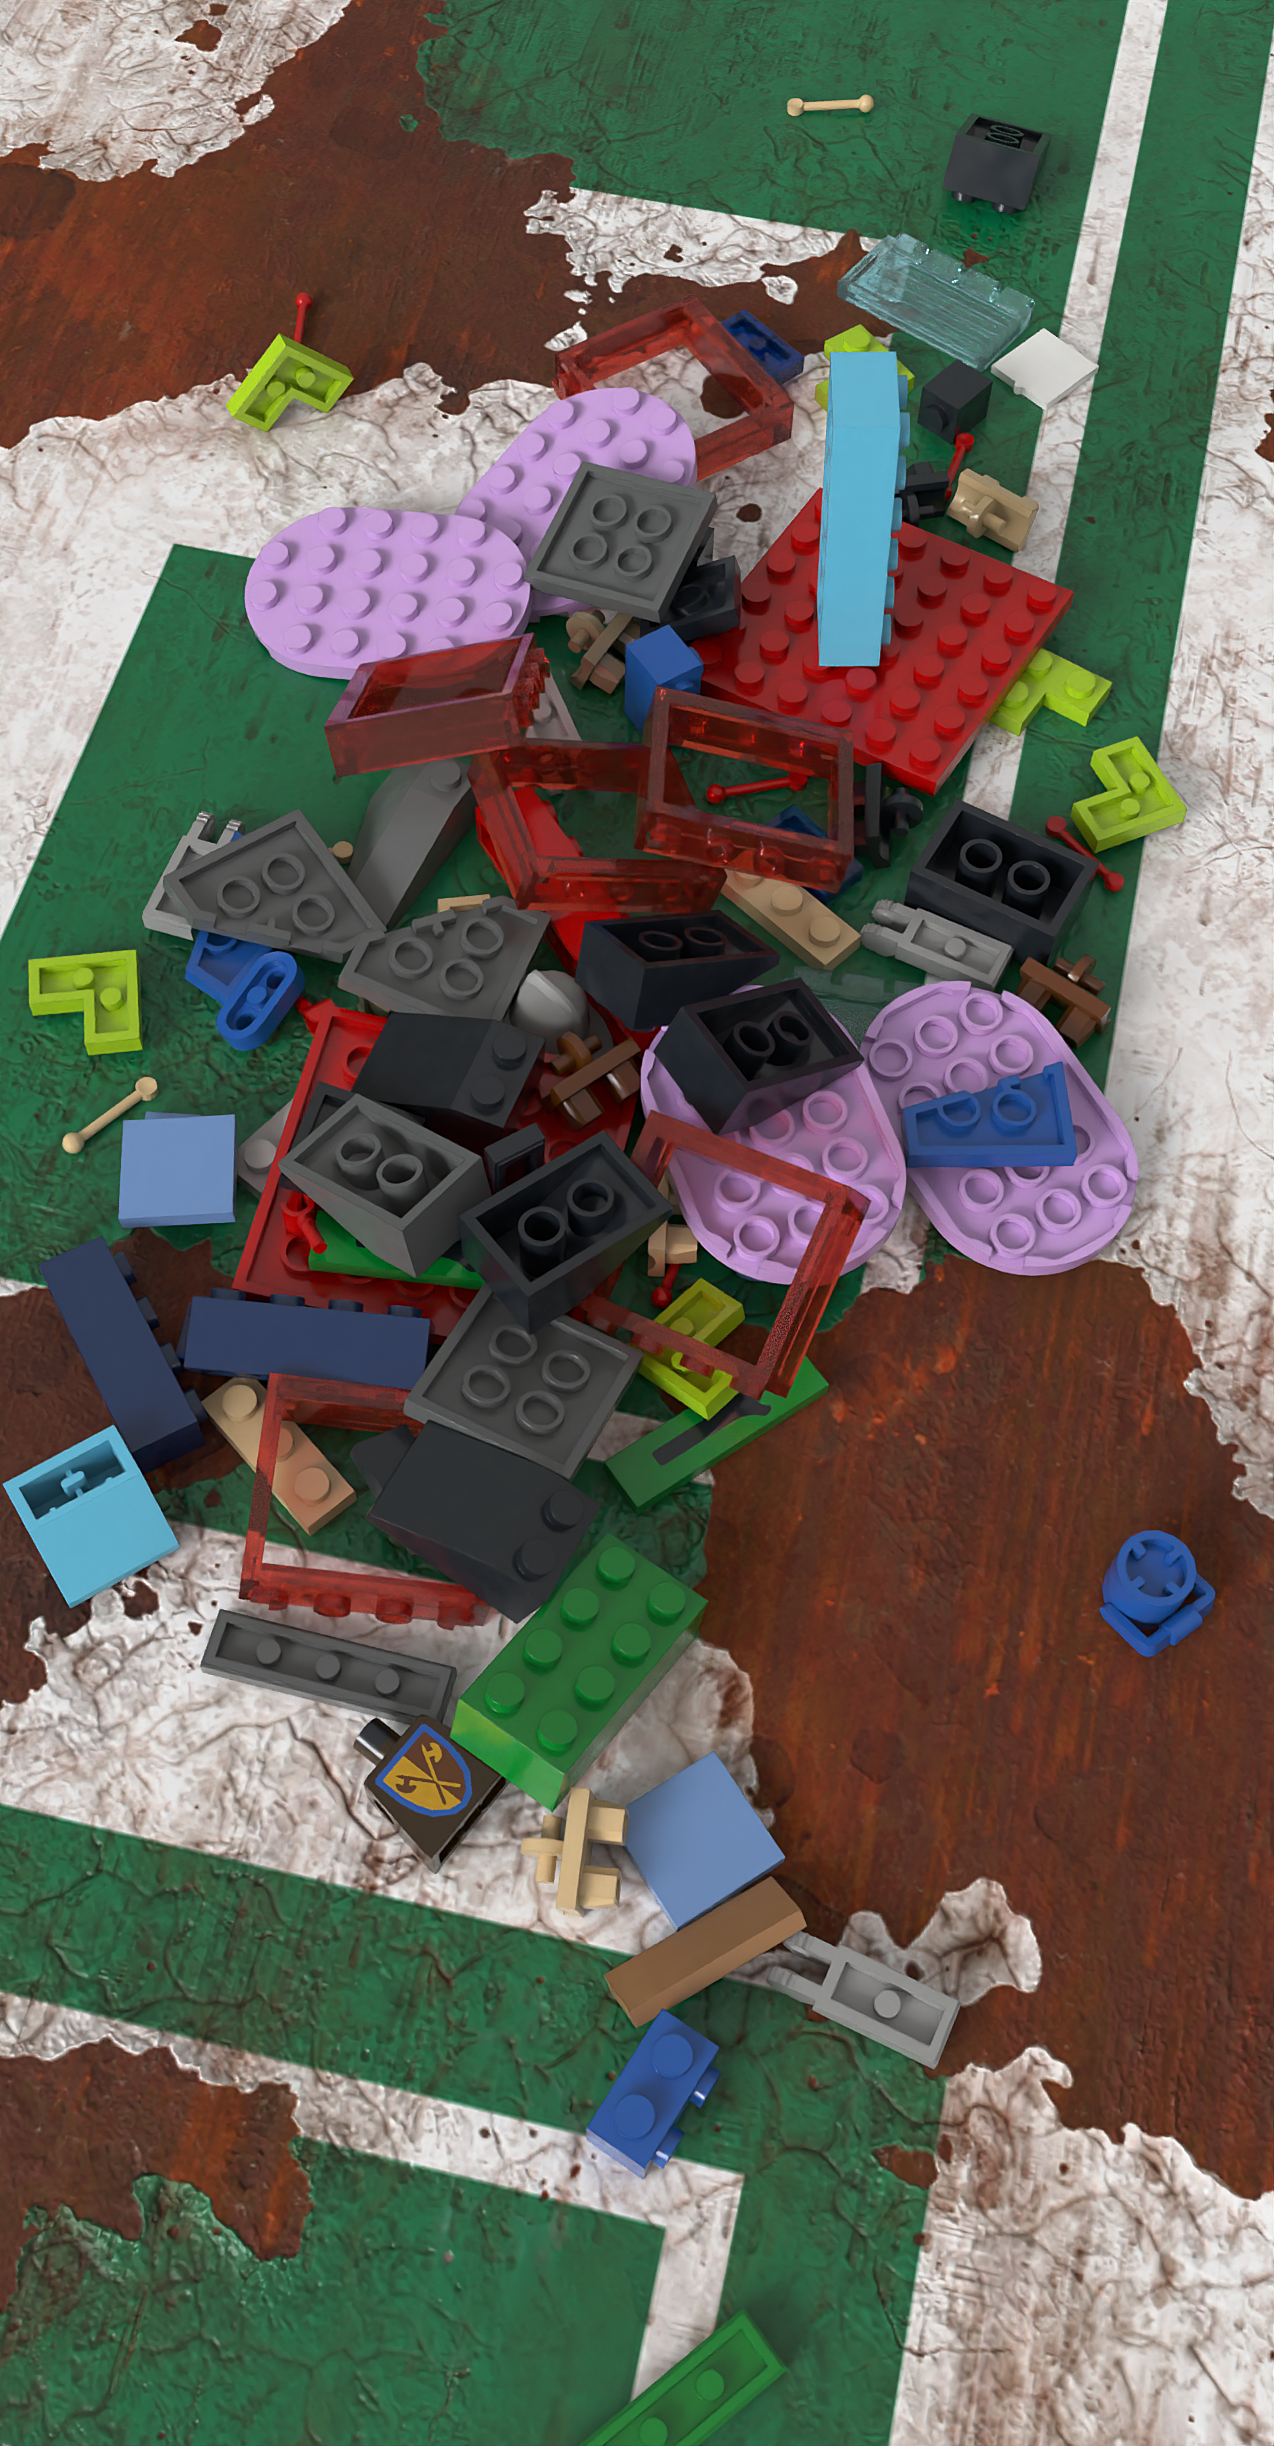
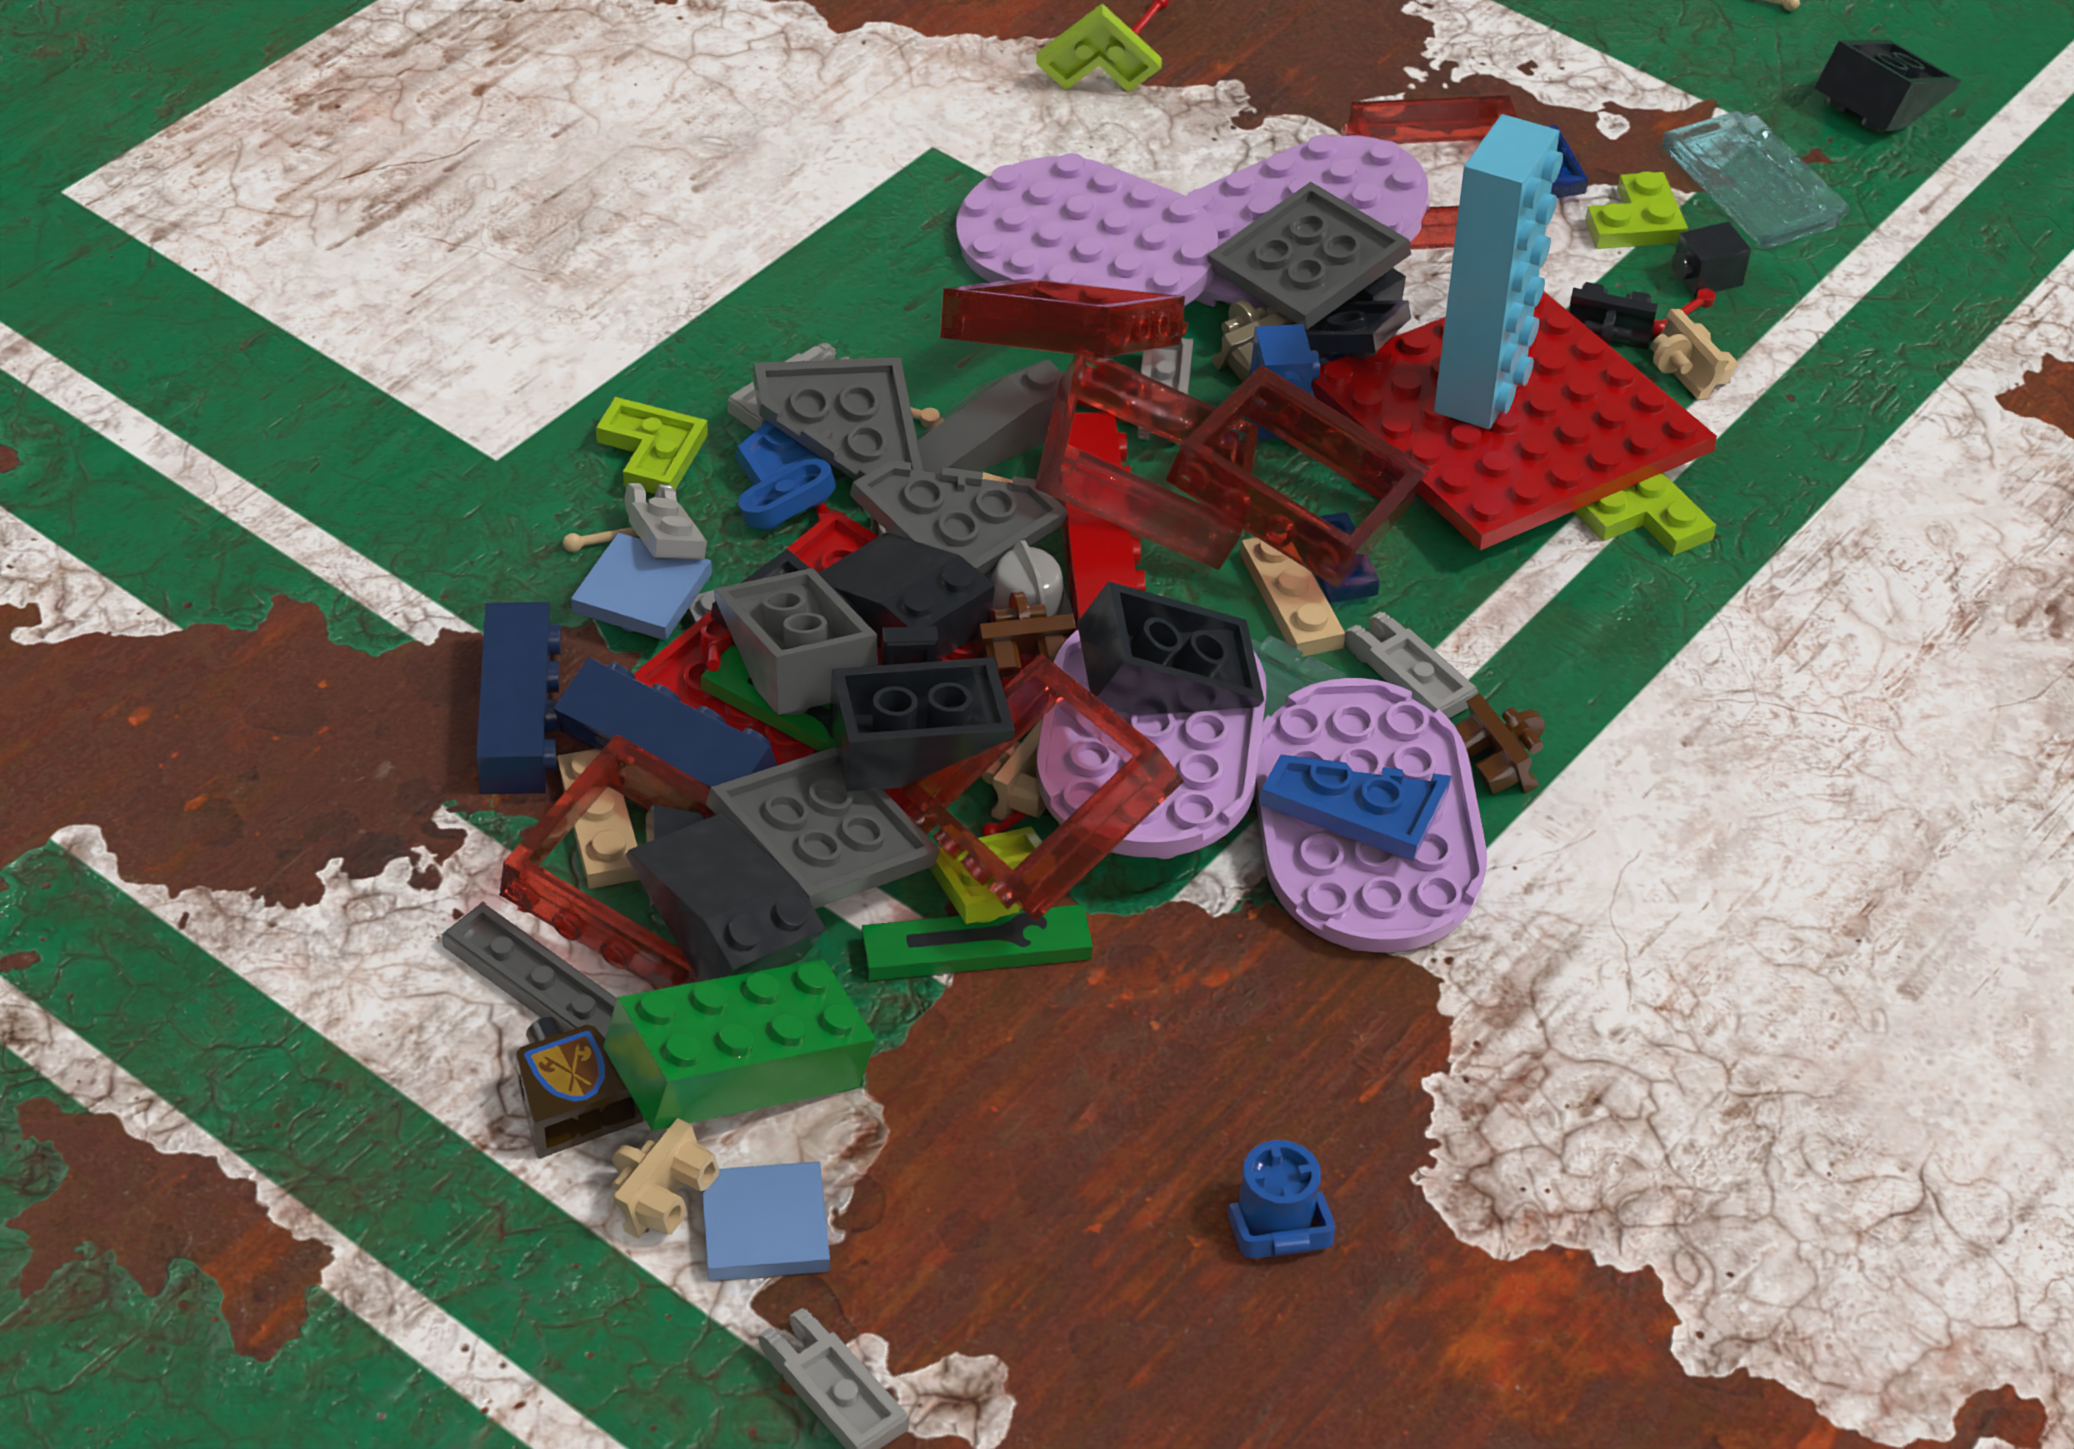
camera: 25 degrees right, 15 degrees down
(91, 1516) = (420, 791): medium azure slope -> none
(163, 1091) = (663, 524): none -> light grey hinge
(652, 2094) = (610, 1364): blue brick -> none
(667, 961) = (1108, 550): black slope -> none
(704, 1951) = (719, 1293): medium nougat tile -> none
(795, 781) = (1289, 486): red hinge -> none
(881, 814) = (1418, 549): black hips -> none
(1001, 882) = (1496, 632): black brick -> none
(1044, 369) = (1825, 265): white piece -> none
(1056, 828) = (1589, 622): red hinge -> none
(1136, 798) = (1674, 625): lime plate -> none

